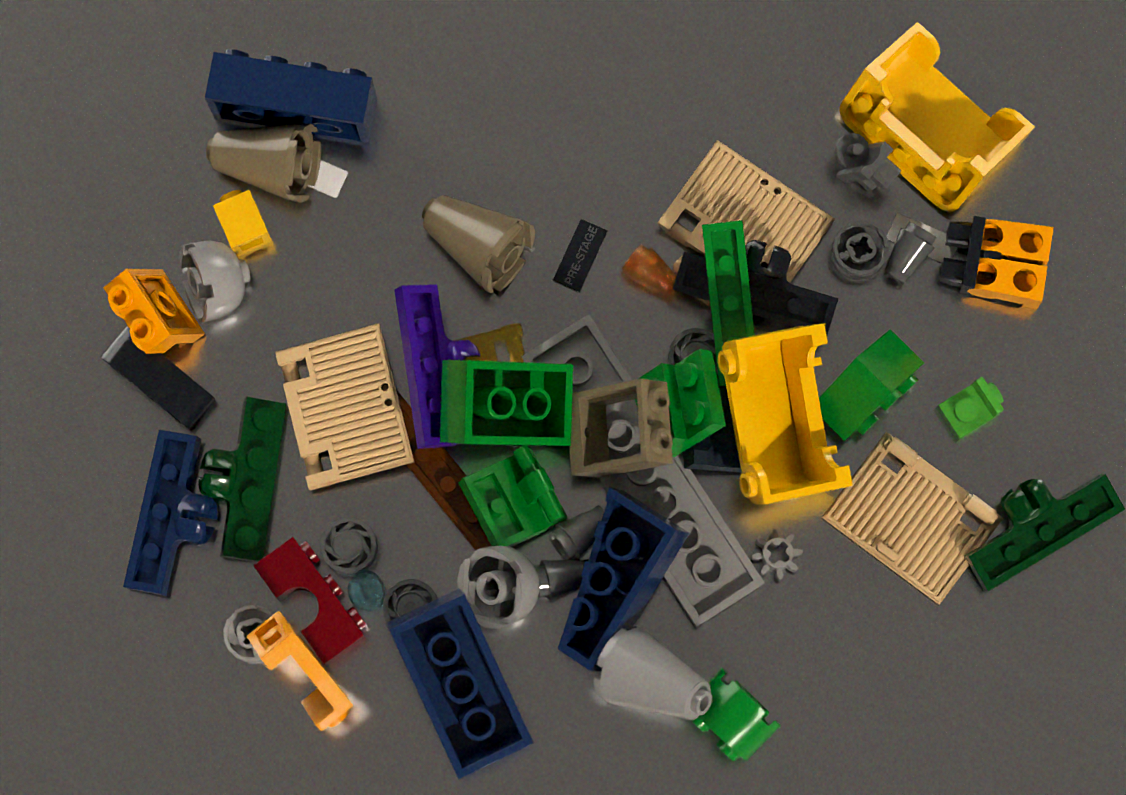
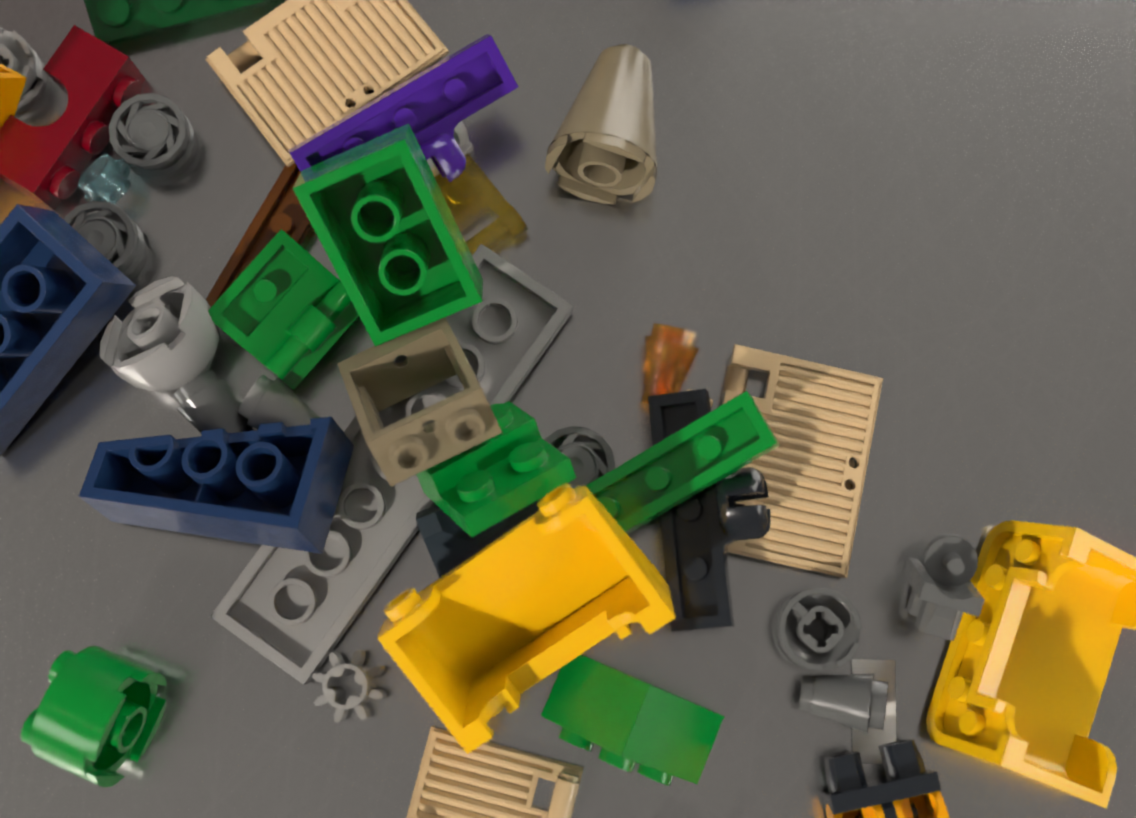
camera: 70 degrees right, 0 degrees up
(580, 255) = (651, 269): black sticker -> none
(649, 677) = (99, 580): light grey cone -> none

